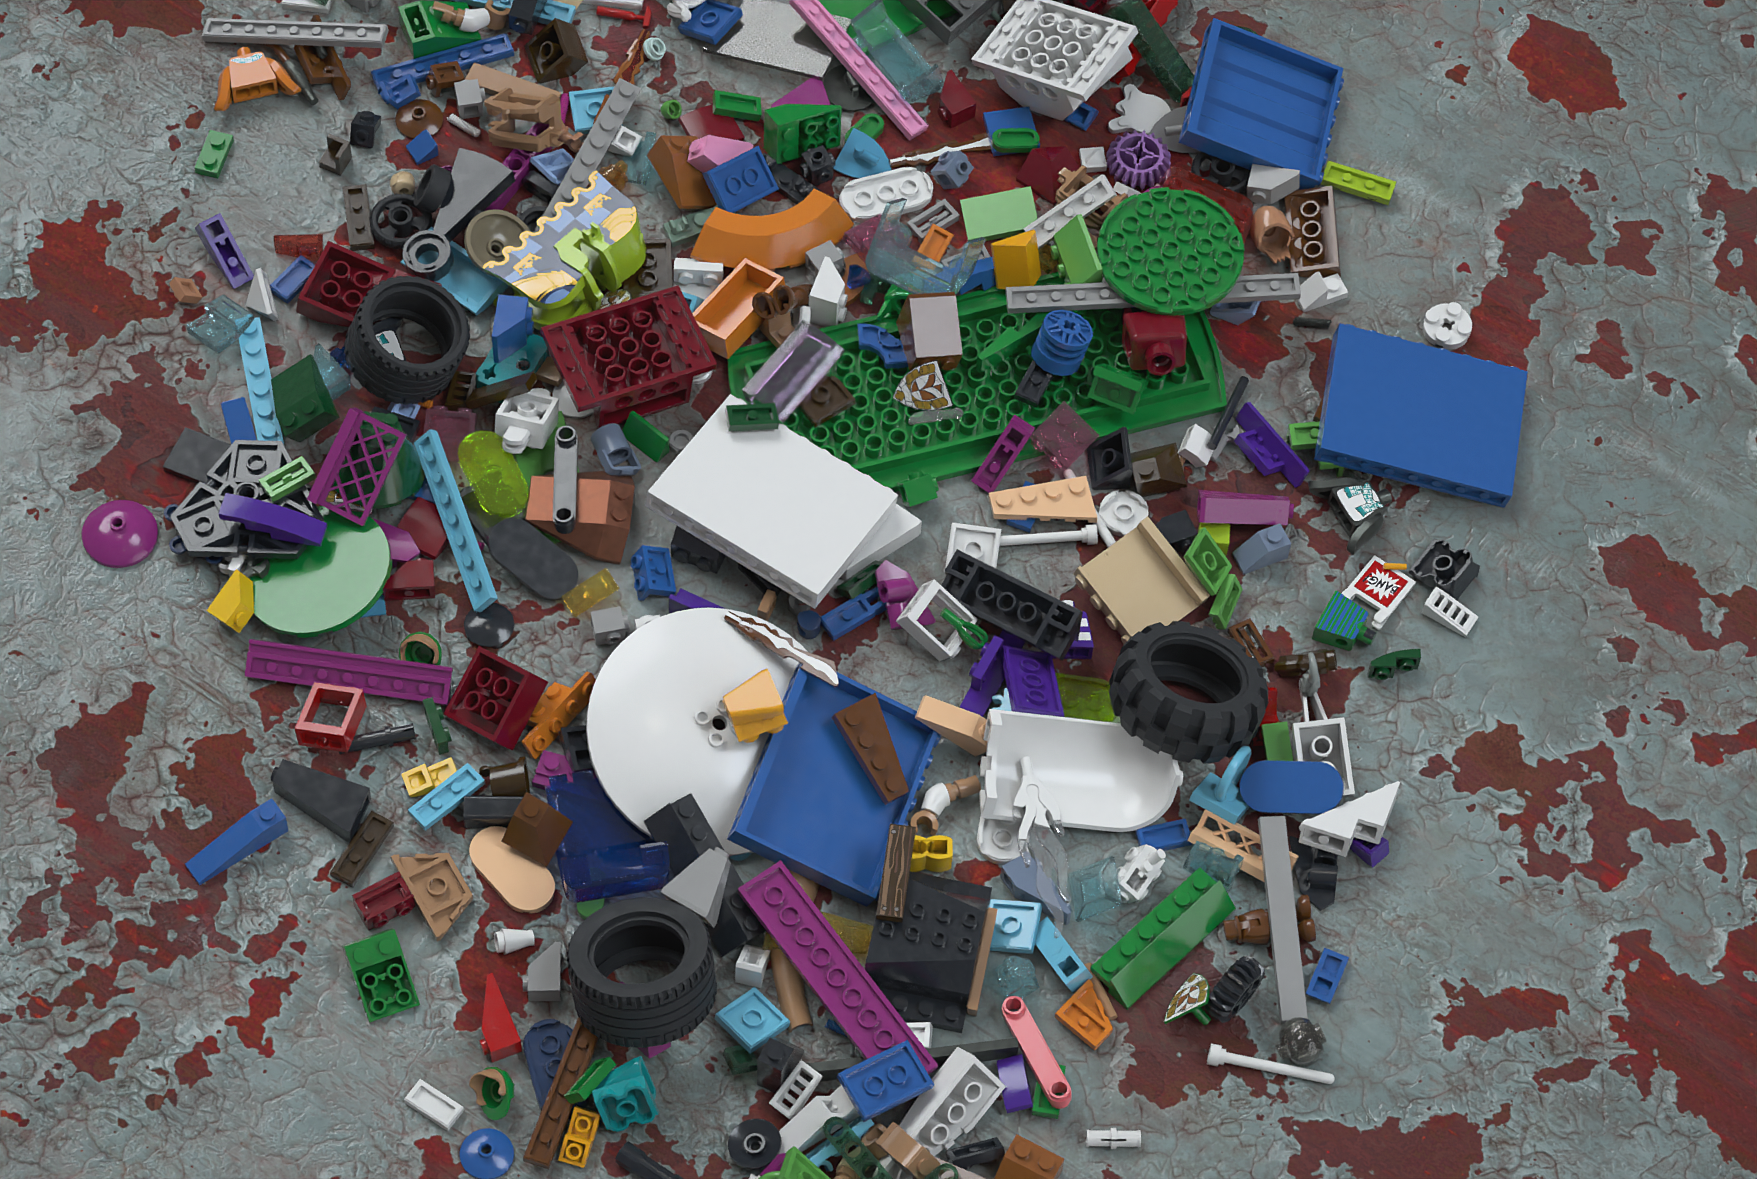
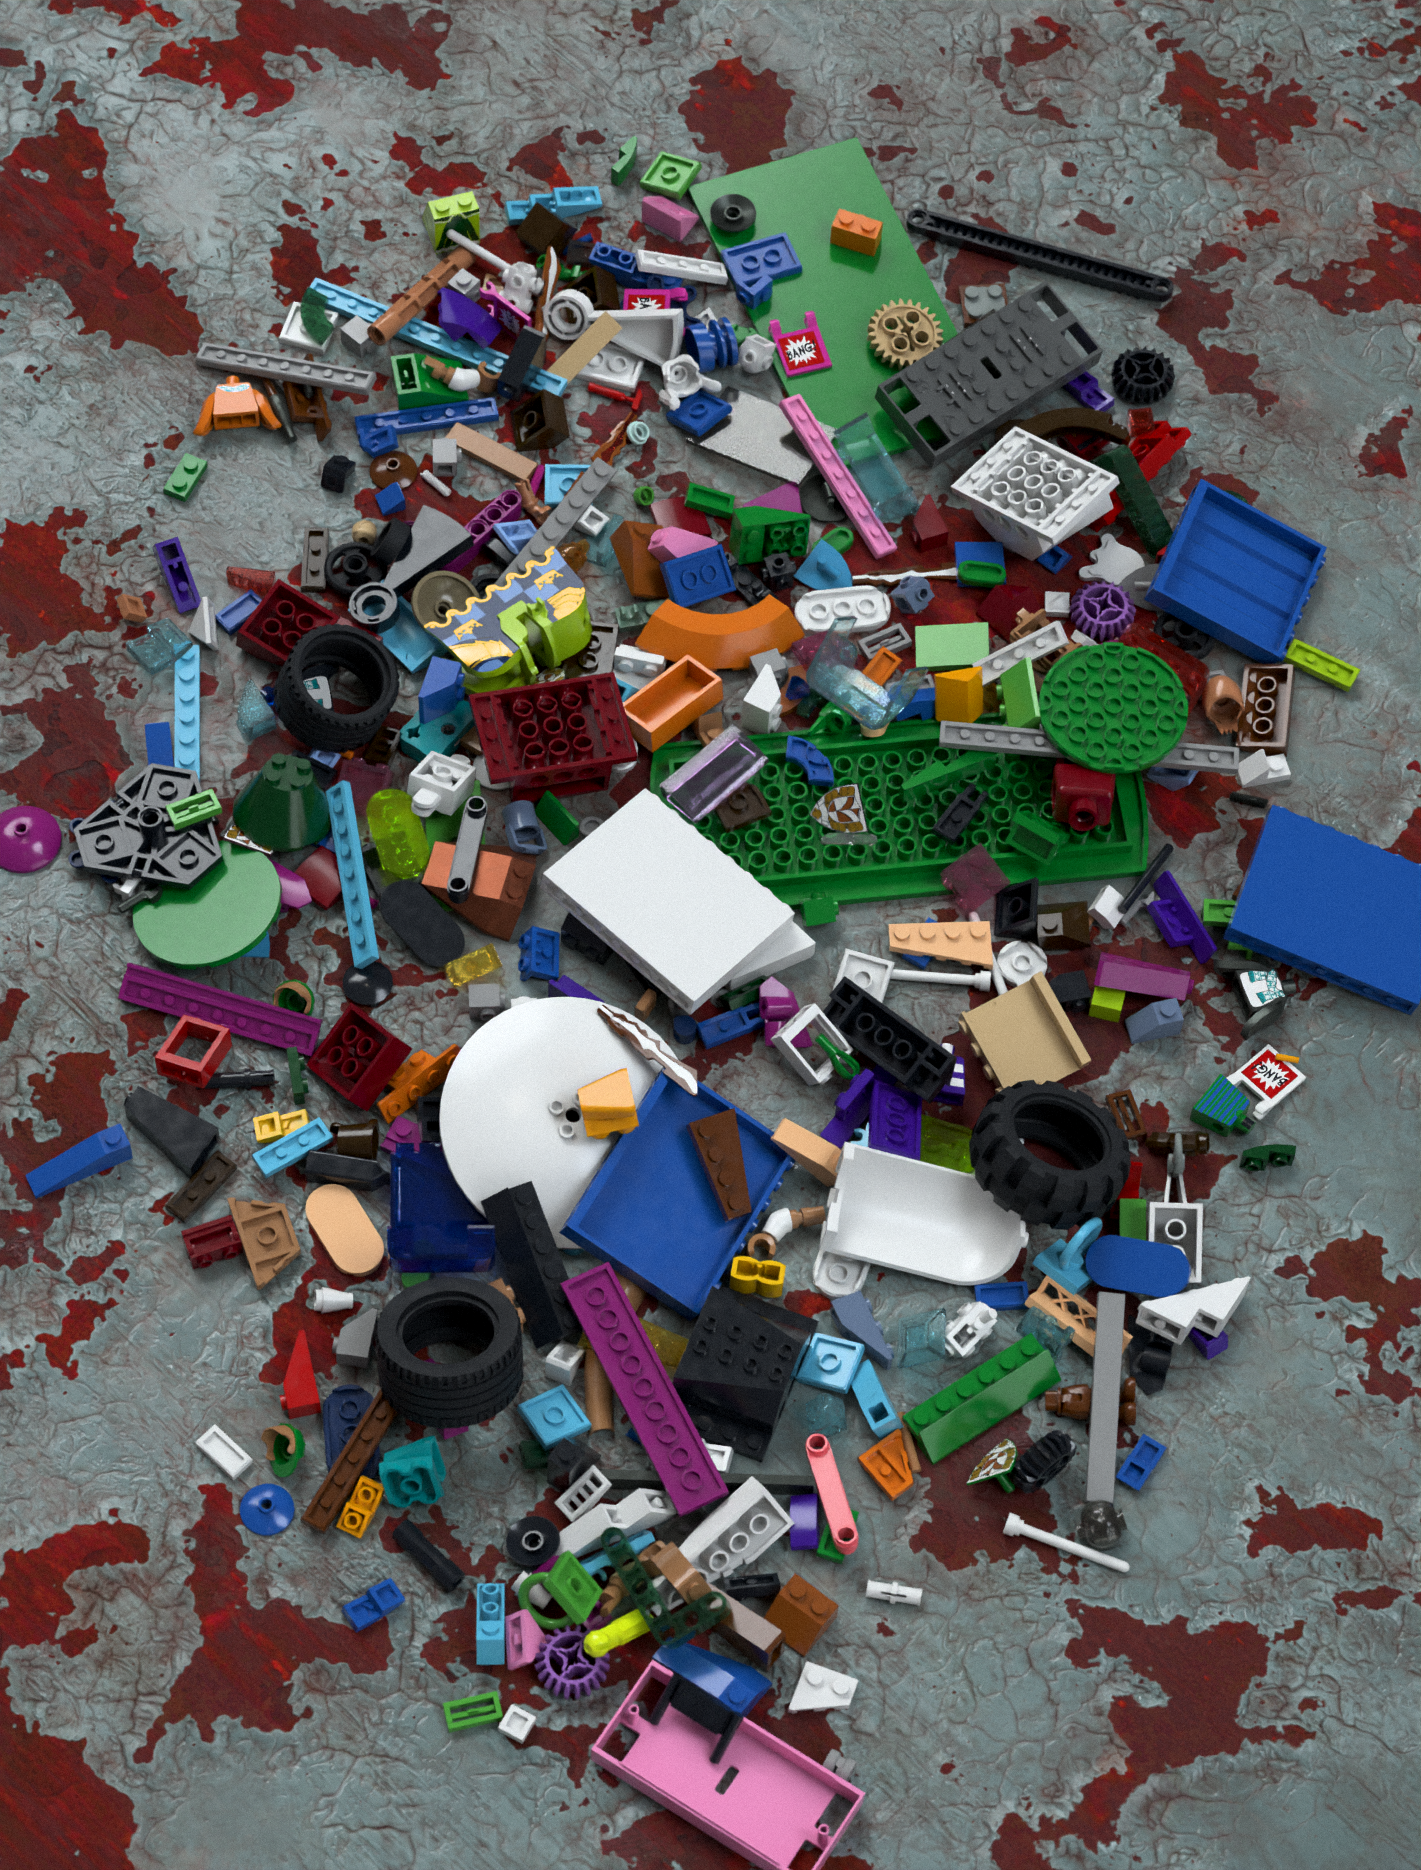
camera: 10 degrees right, 0 degrees up
(194, 456) = (109, 772): black tile -> none
(234, 602) = (120, 923): yellow slope -> none
(274, 519) = (172, 847): dark purple slope -> none
(302, 400) = (224, 733): dark green slope -> none
(335, 459) = (243, 794): magenta fence -> none
(336, 156) = (304, 496): dark brown panel -> none
(380, 974) = (195, 1315): green slope -> none
(411, 581) = (299, 928): dark red slope -> none
(443, 76) = (424, 431): reddish brown bracket -> none
(501, 390) = (421, 751): dark brown tile -> none
(526, 108) = (498, 474): medium nougat animal -> none
(536, 829) = (374, 1194): reddish brown slope -> none
(590, 1080) = (380, 1452): green tile -> none
(701, 885) = (524, 1275): light grey slope -> none
(752, 417) = (661, 814): dark green plate -> none
(783, 300) = (714, 702): reddish brown piece -> none
(801, 313) = (734, 717): white tile -> none
(885, 1080) = (672, 1499): blue tile -> none
(896, 873) = (720, 1292): dark brown tile -> none
(930, 329) = (858, 752): slope -> none
(981, 962) = (793, 1394): medium nougat tile -> none
(1003, 454) = (910, 887): magenta slope -> none
(1036, 832) = (878, 1288): clear piece -> none
(1062, 342) = (988, 784): blue wheel -> none
(1207, 562) = (1094, 1025): bright green slope -> none
(1225, 601) = (1108, 1068): bright green tile -> none
(1271, 183) = (1231, 653): light grey slope -> none
(1445, 568) = (1338, 1068): black slope -> none
(1447, 313) = (1388, 810): white plate -> none
(1453, 605) = (1339, 1106): white slope -> none

